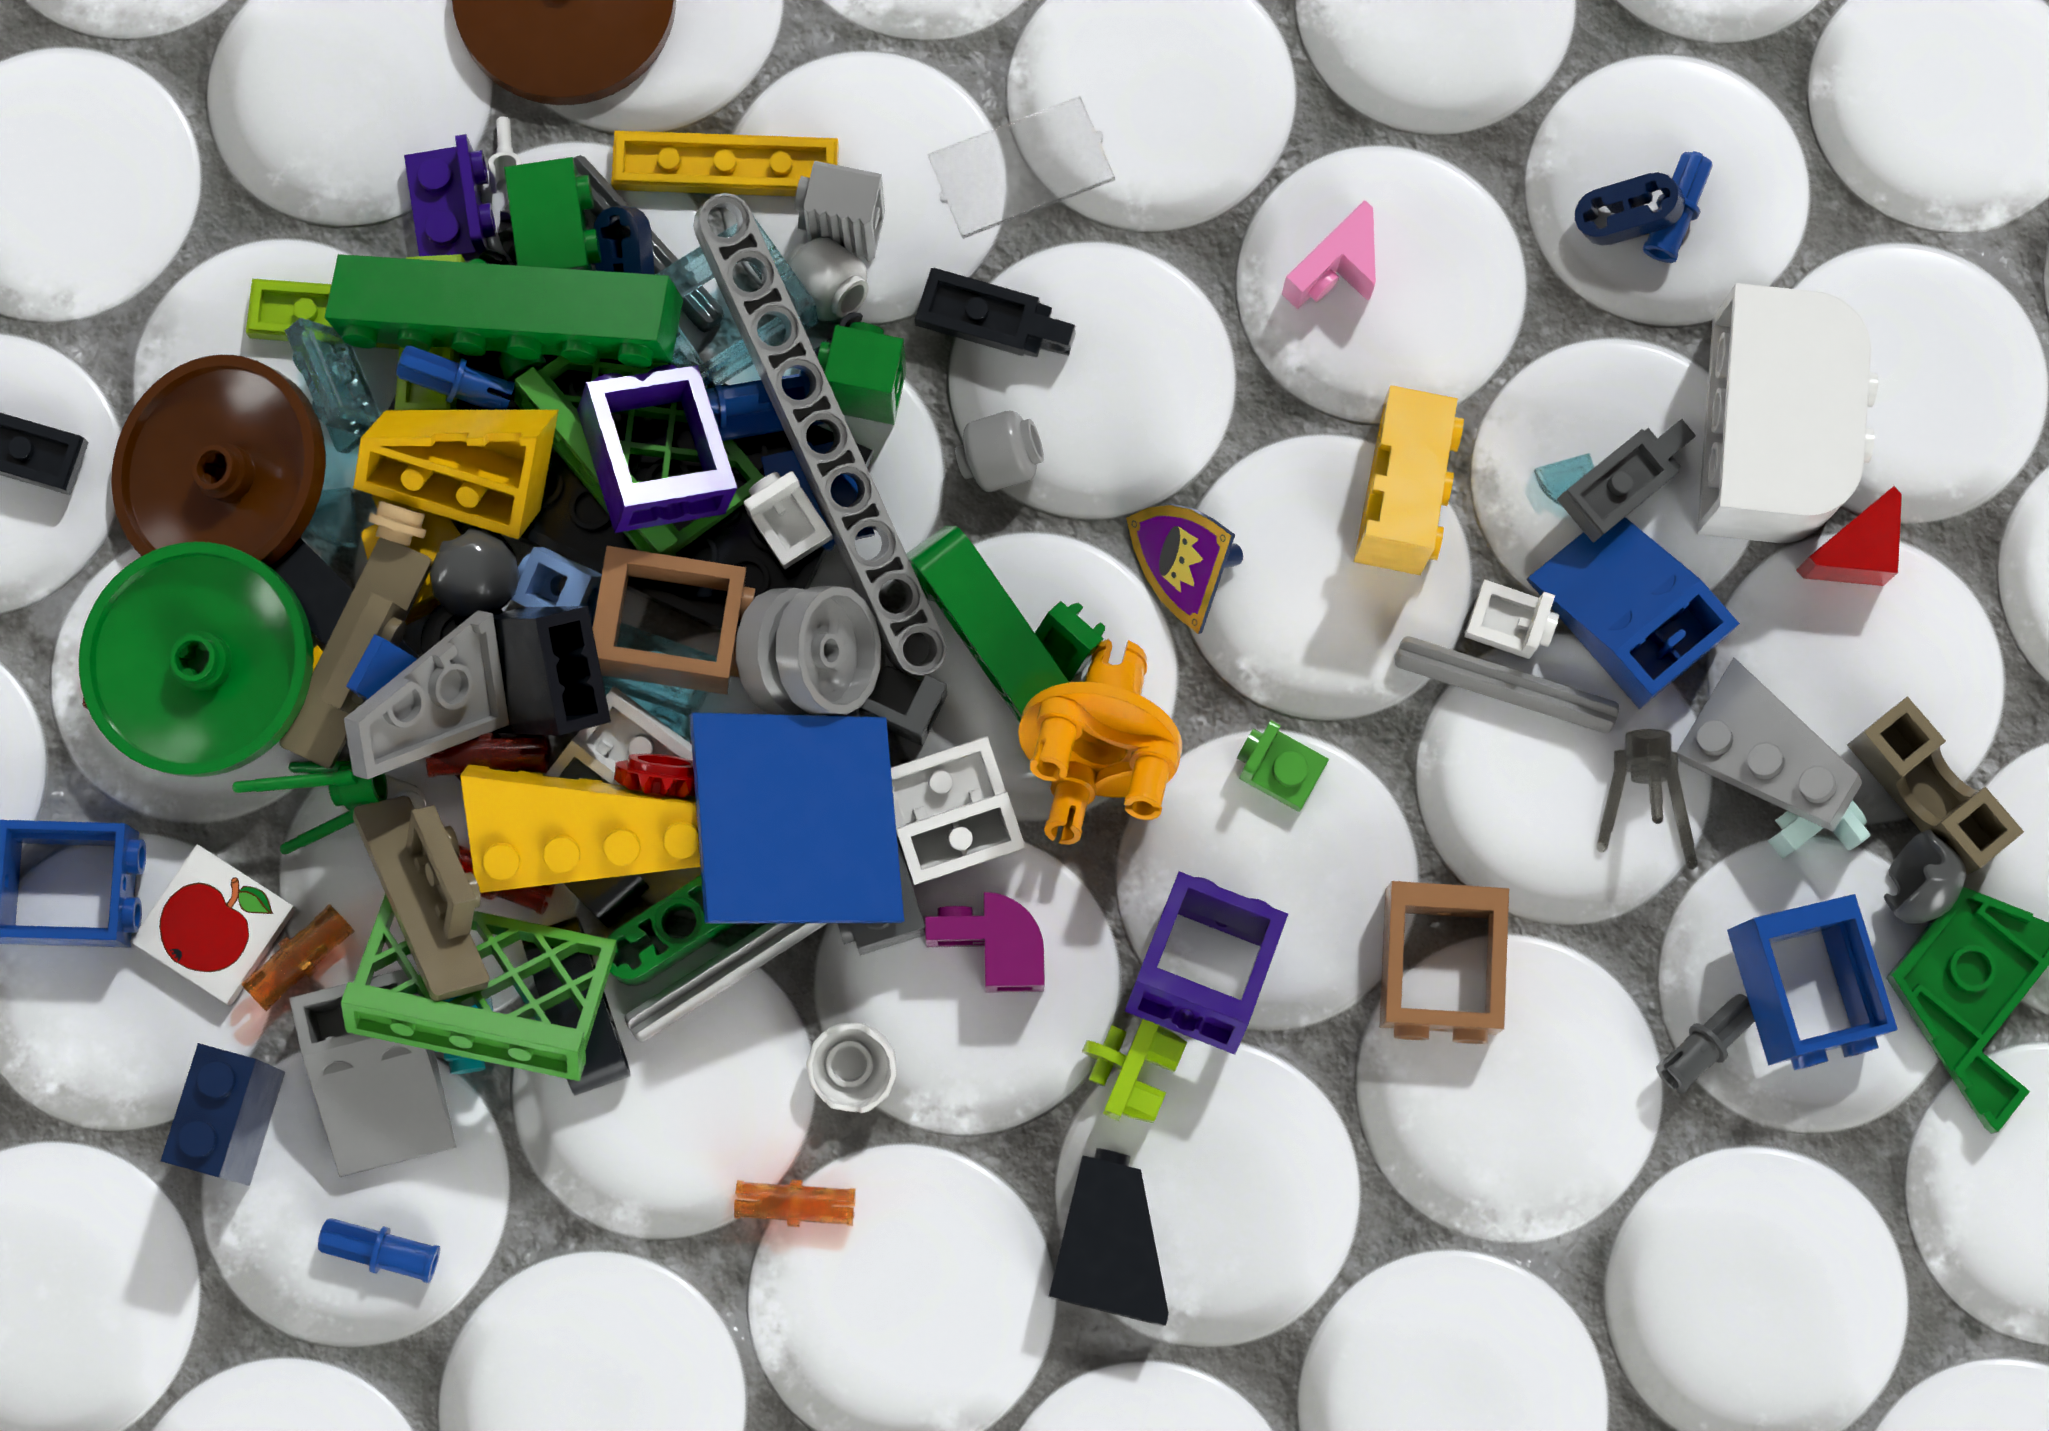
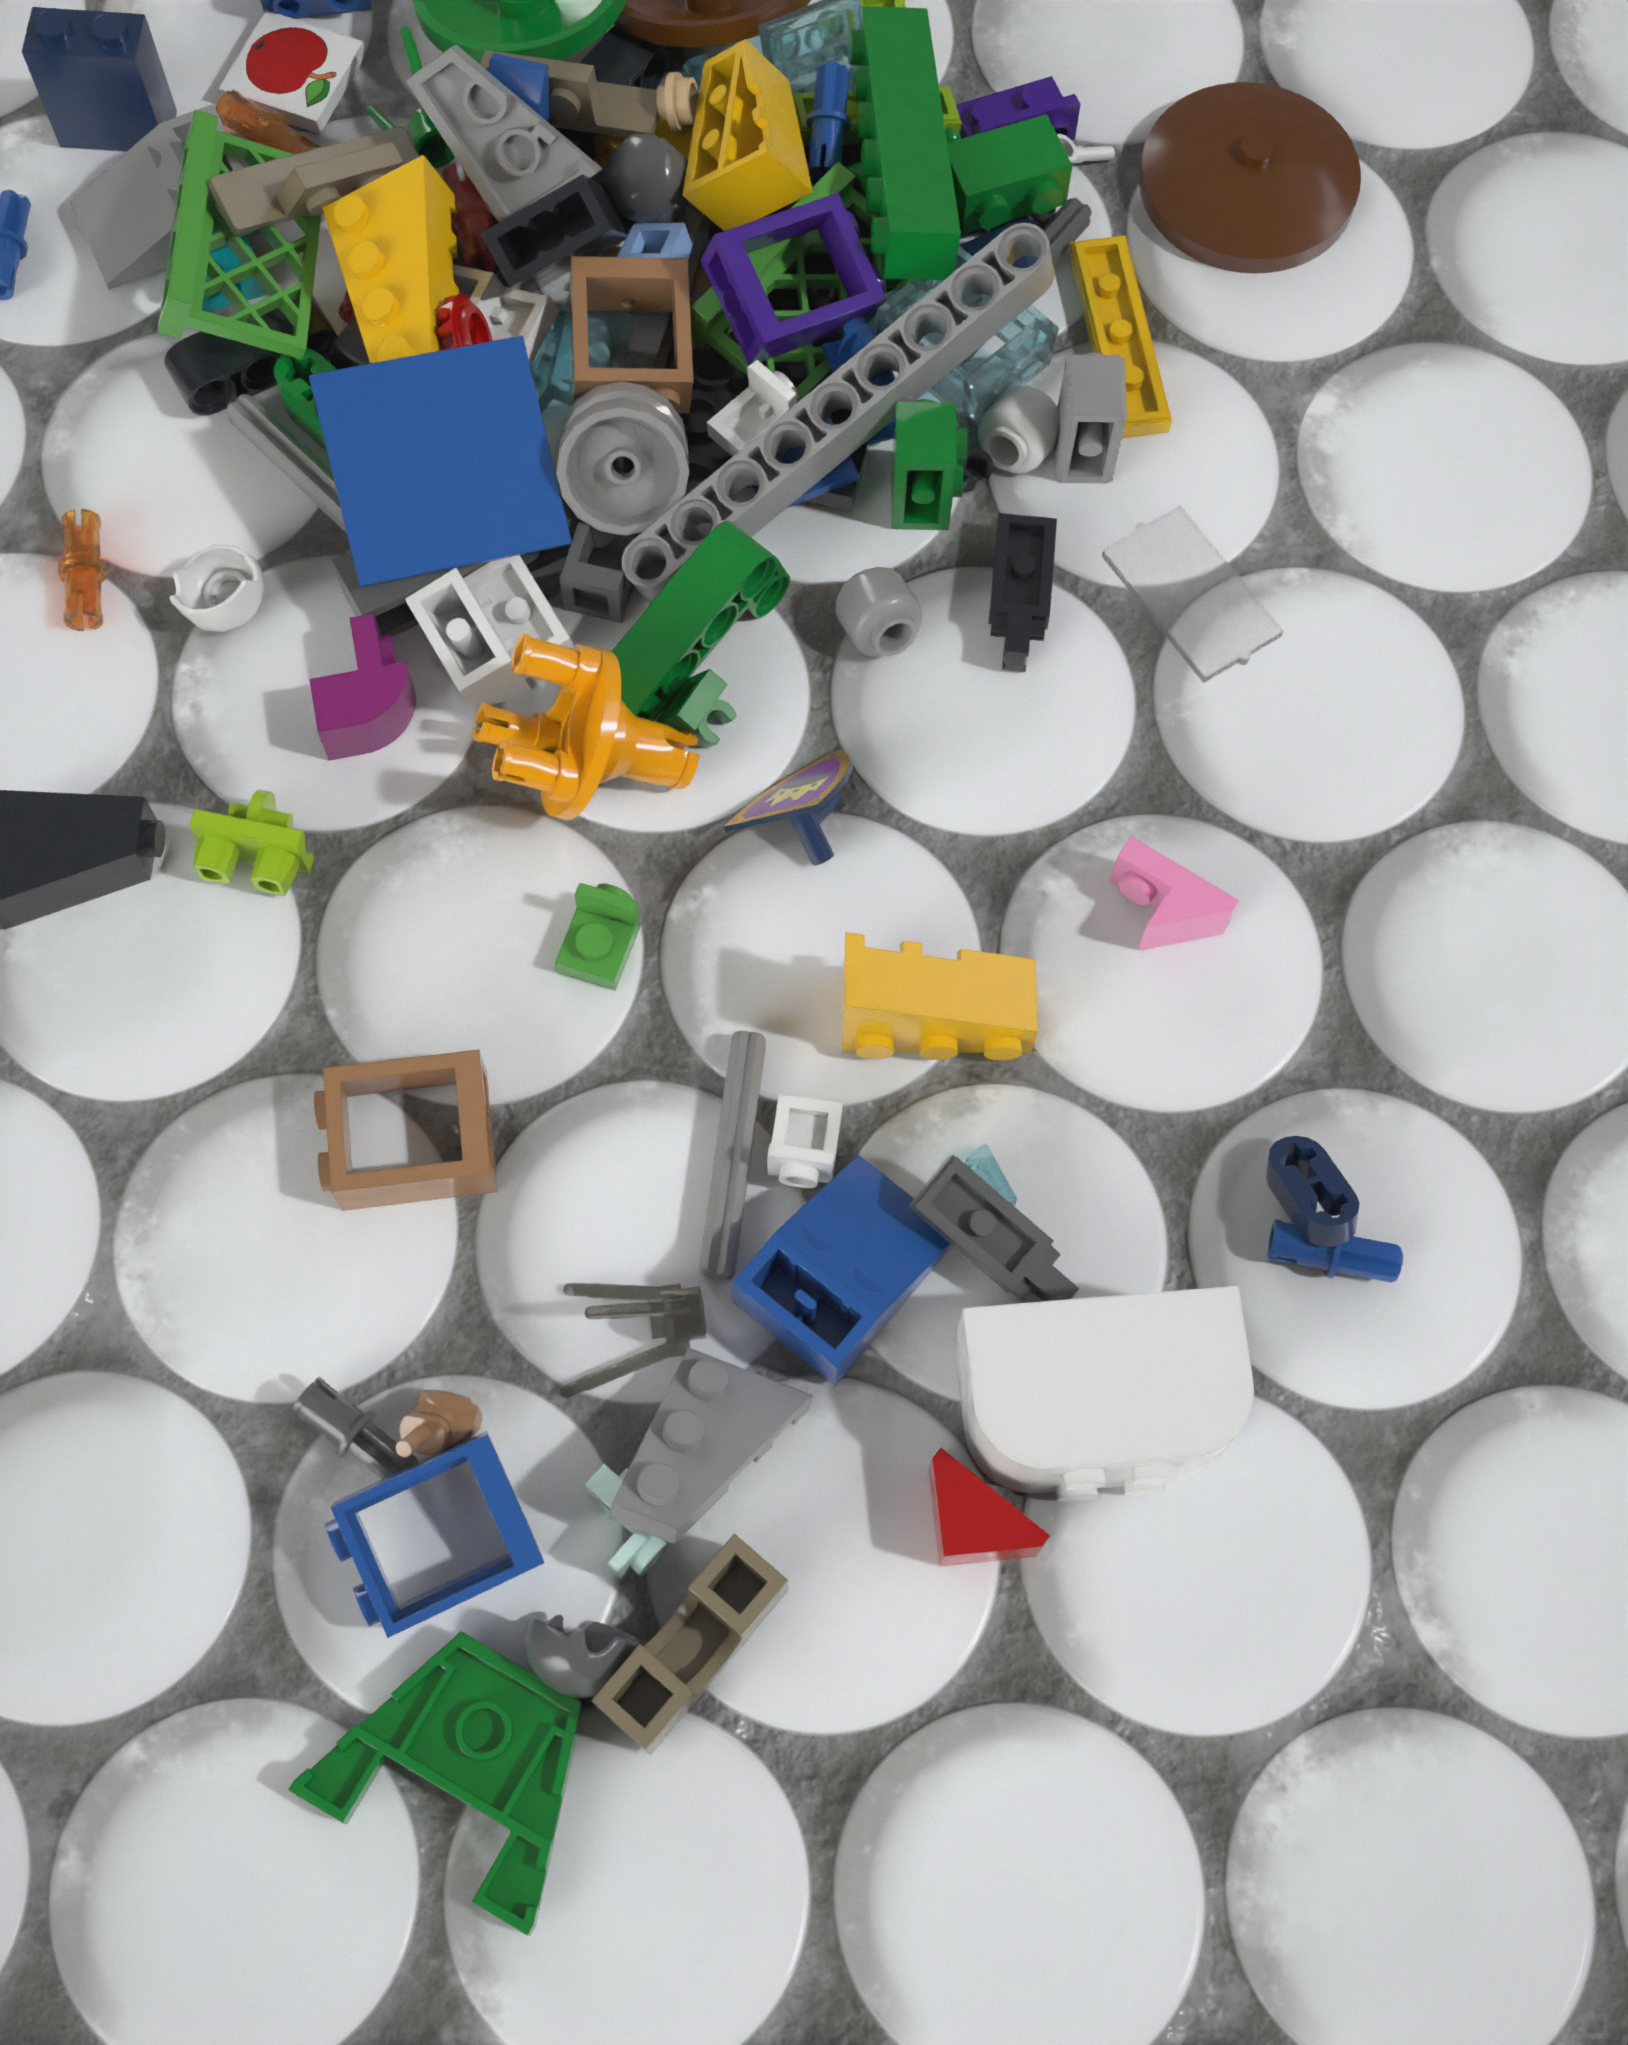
camera: 80 degrees right, 10 degrees down
(1212, 1014) = (299, 912): dark purple window -> none
(1714, 969) = (438, 1423): none -> medium nougat piece

